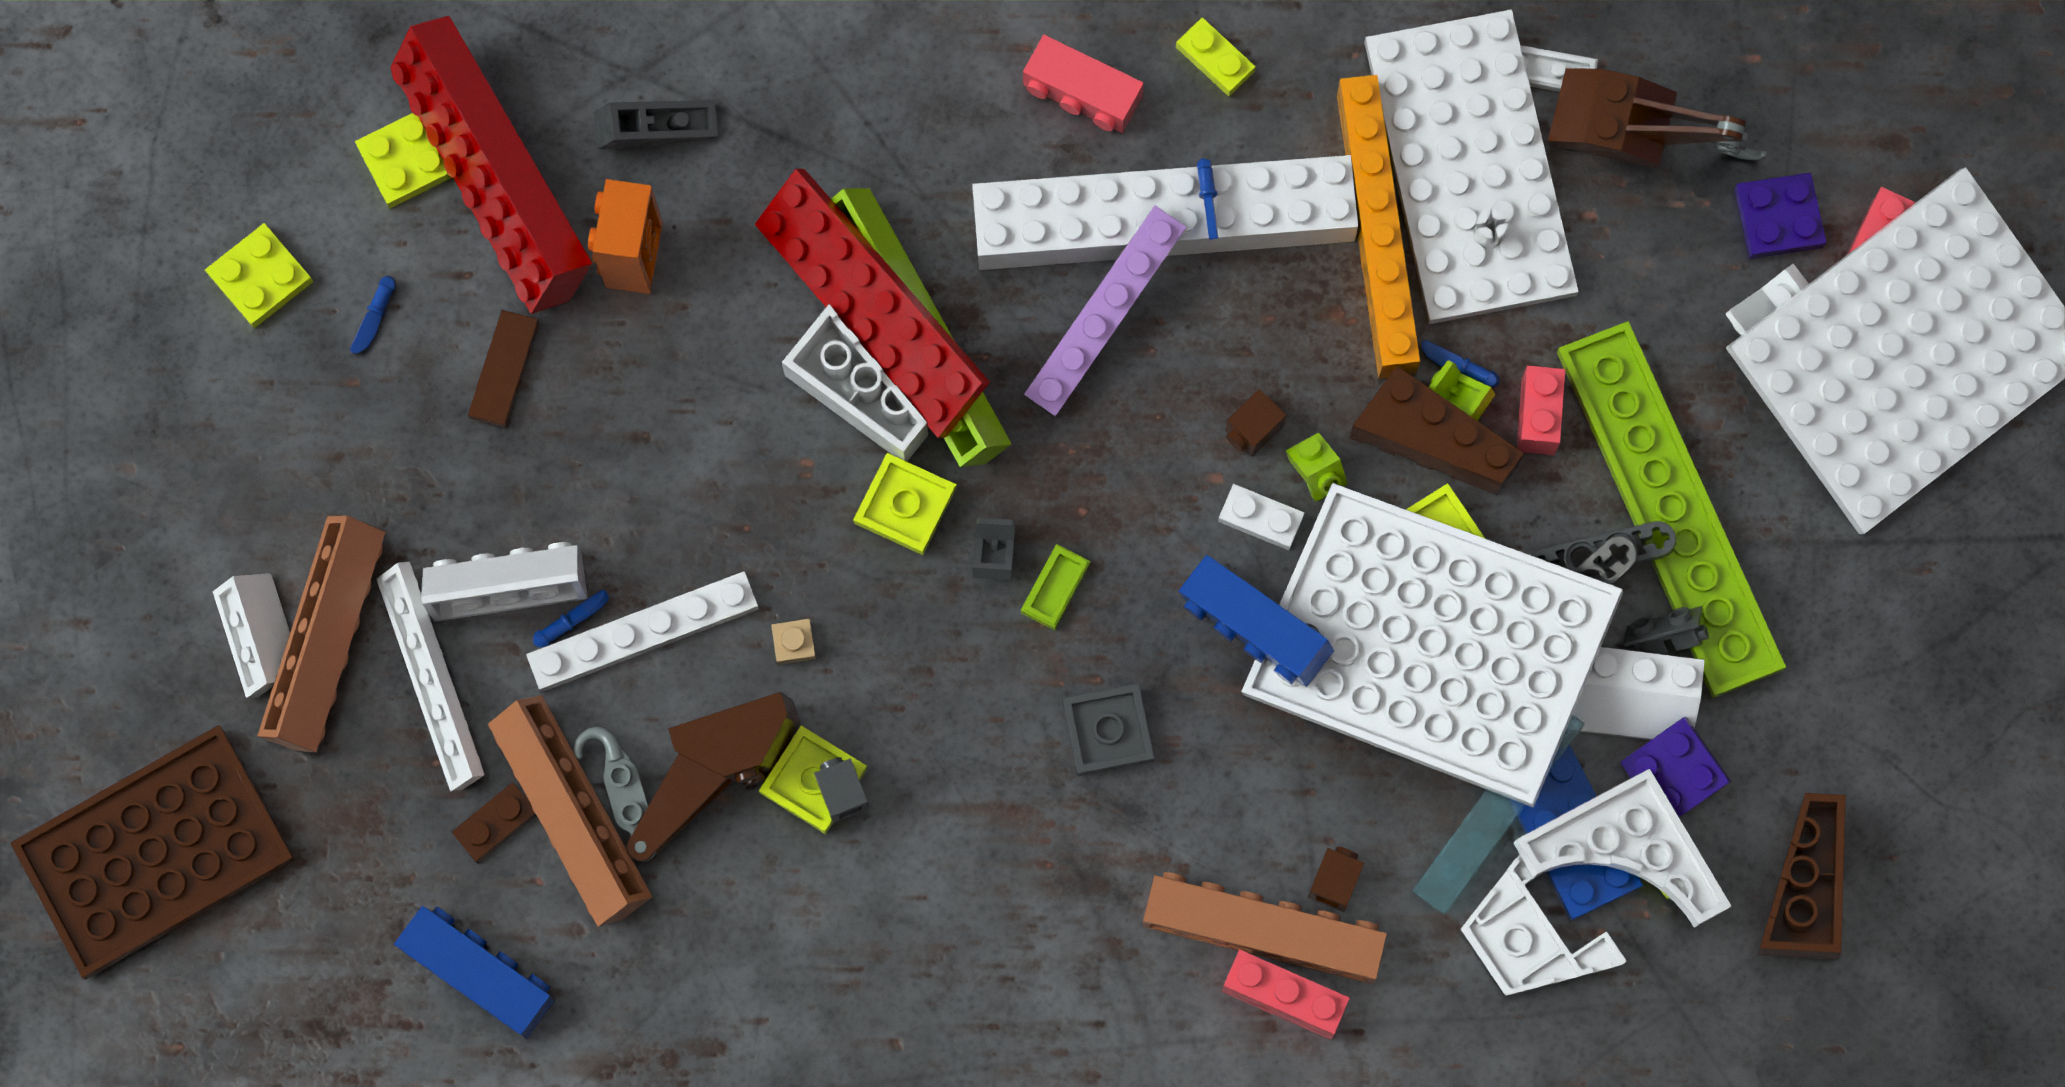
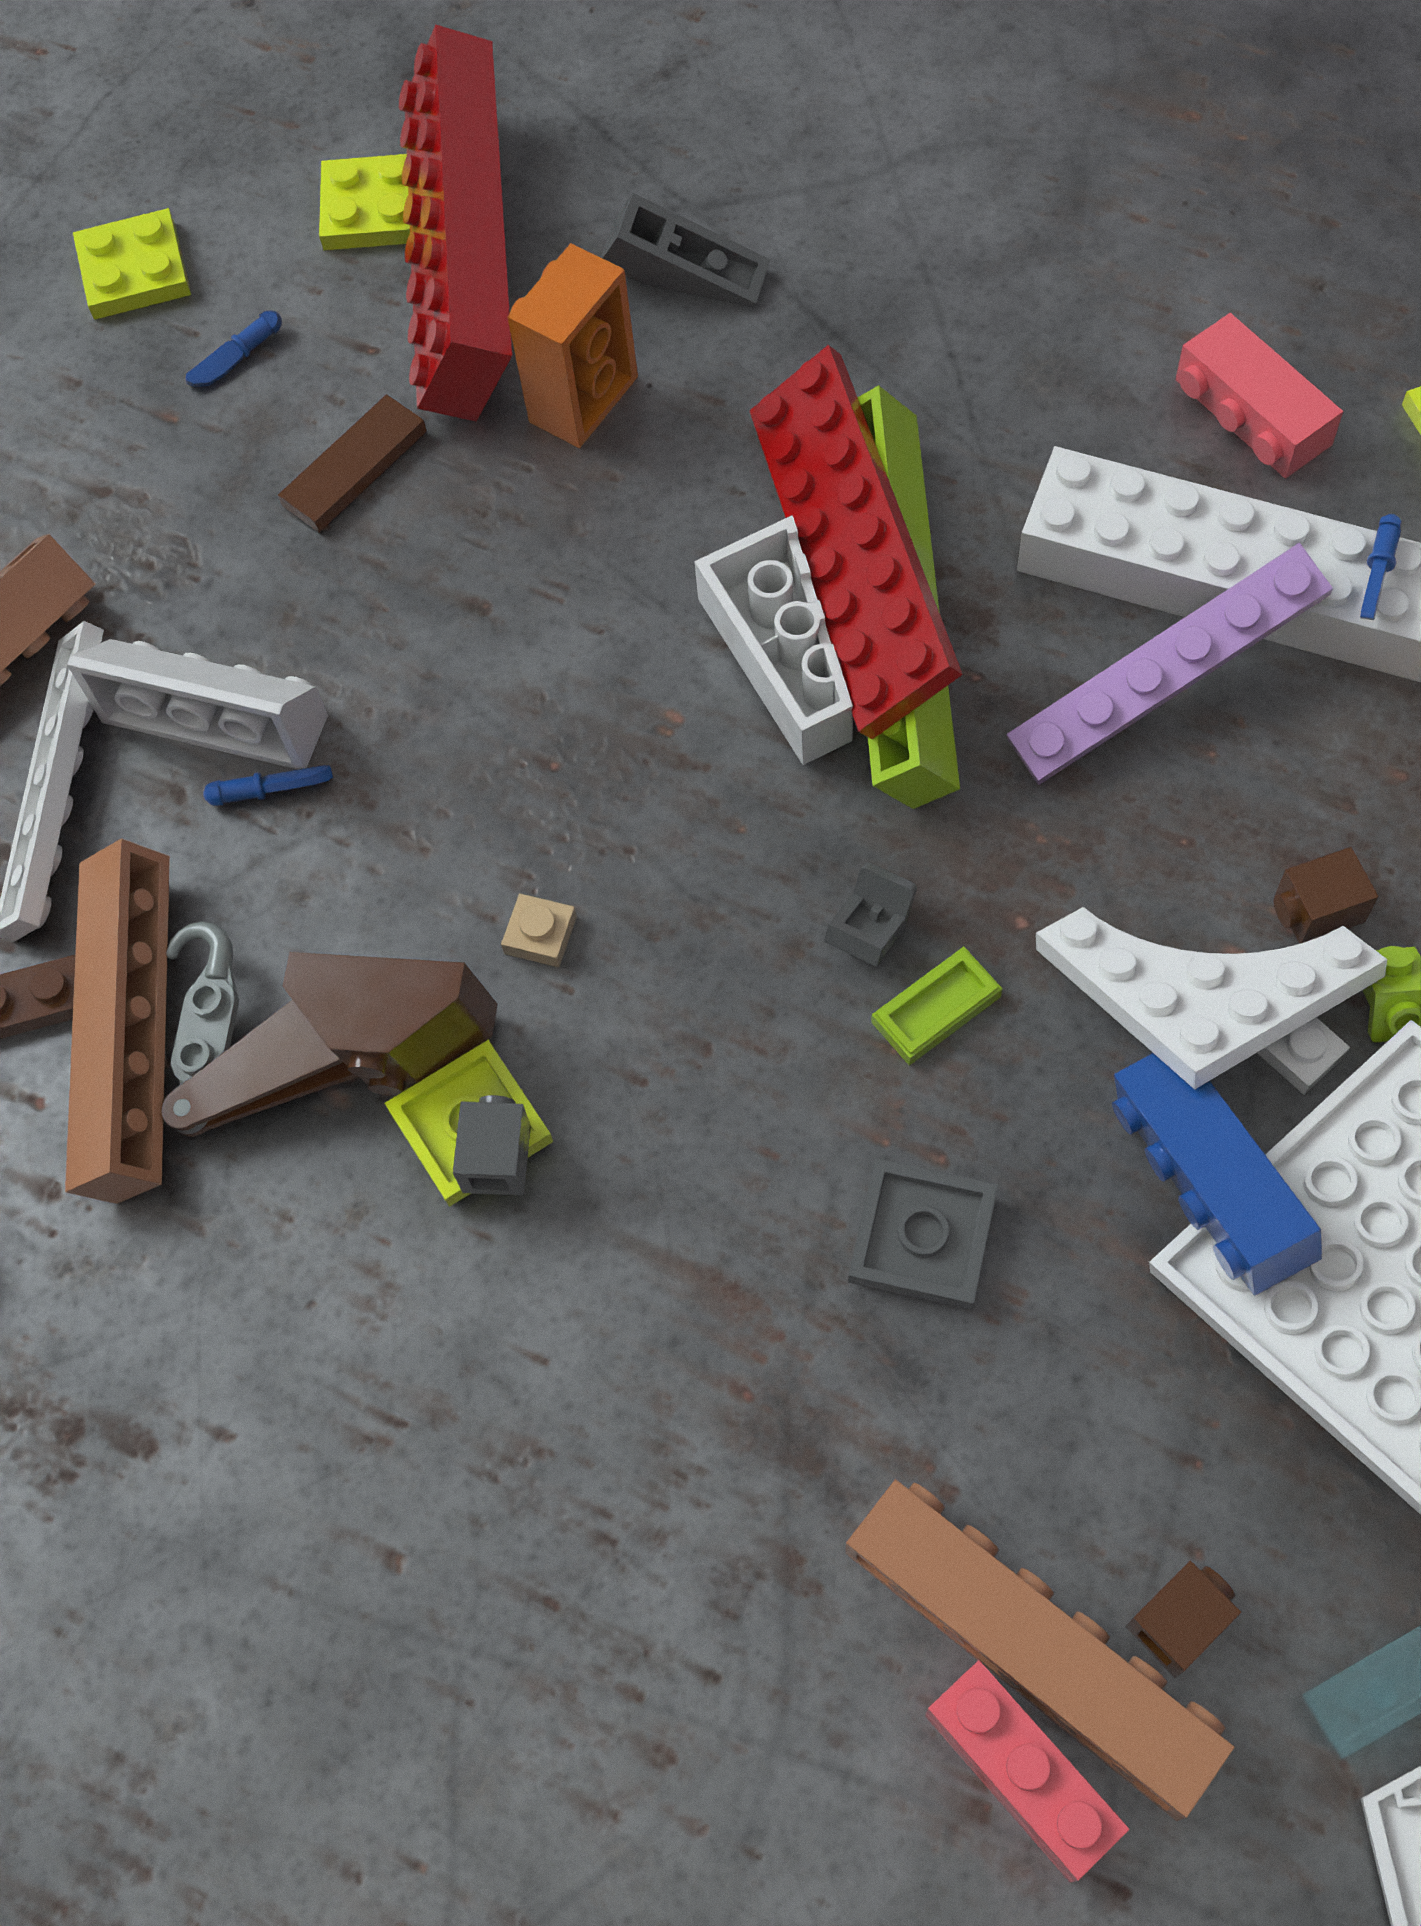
camera: 30 degrees right, 10 degrees down
(642, 631) = (350, 837): white plate -> none
(904, 504) = (777, 812): neon yellow plate -> none
(1211, 527) = (1202, 1007): none -> white plate

